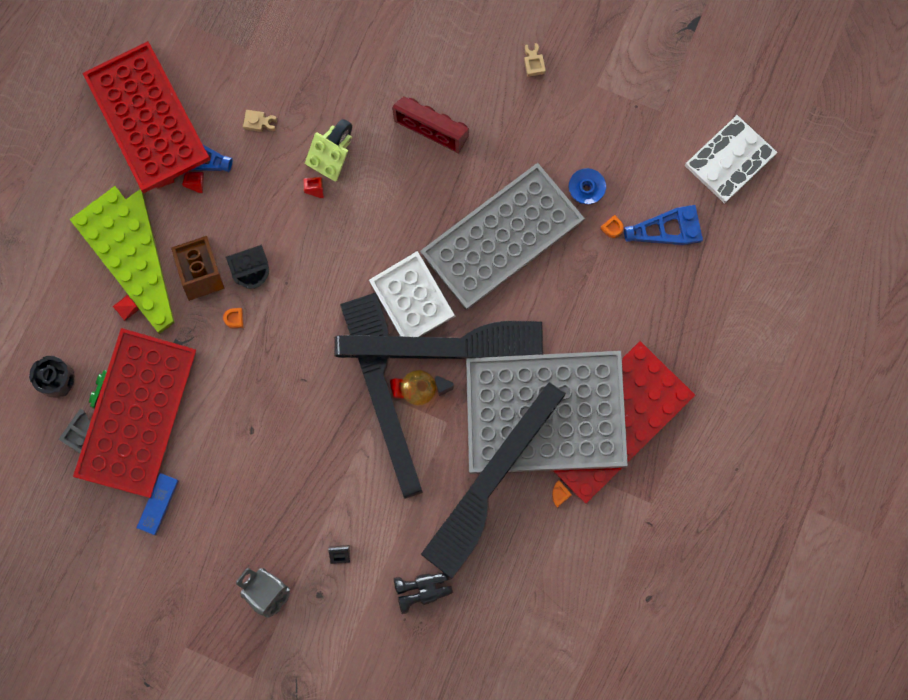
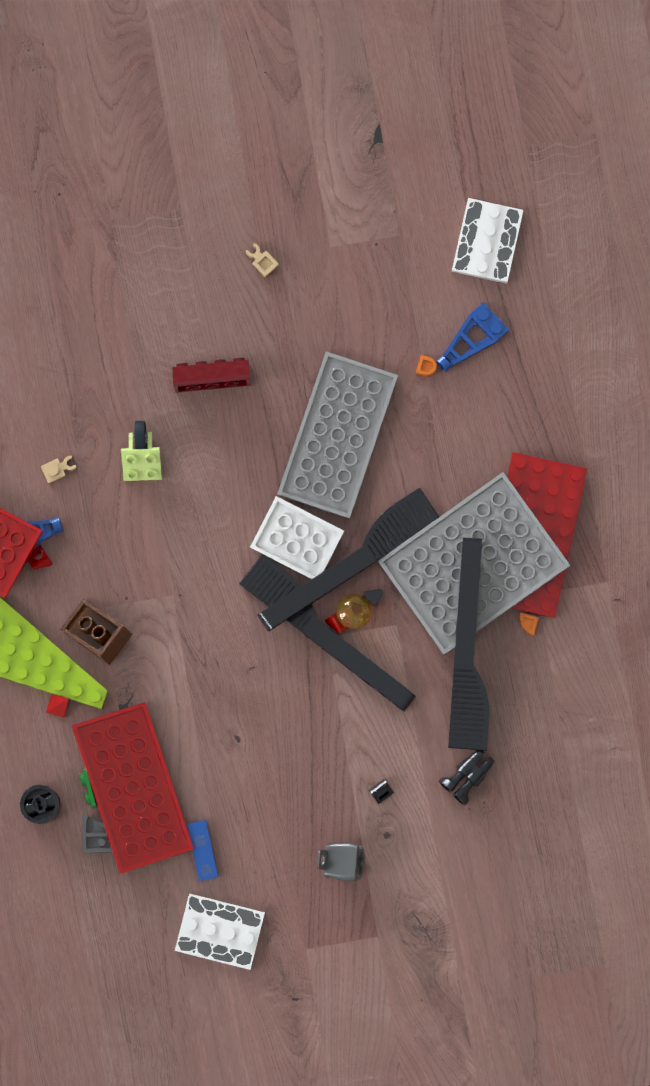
camera: 35 degrees left, 5 degrees up
(124, 582) = (219, 931): none -> white plate
(234, 318) = (156, 654): orange tile -> none
(249, 267) = (140, 602): black slope -> none
(314, 187) = (146, 496): red slope -> none
(589, 178) = (381, 335): blue dish -> none

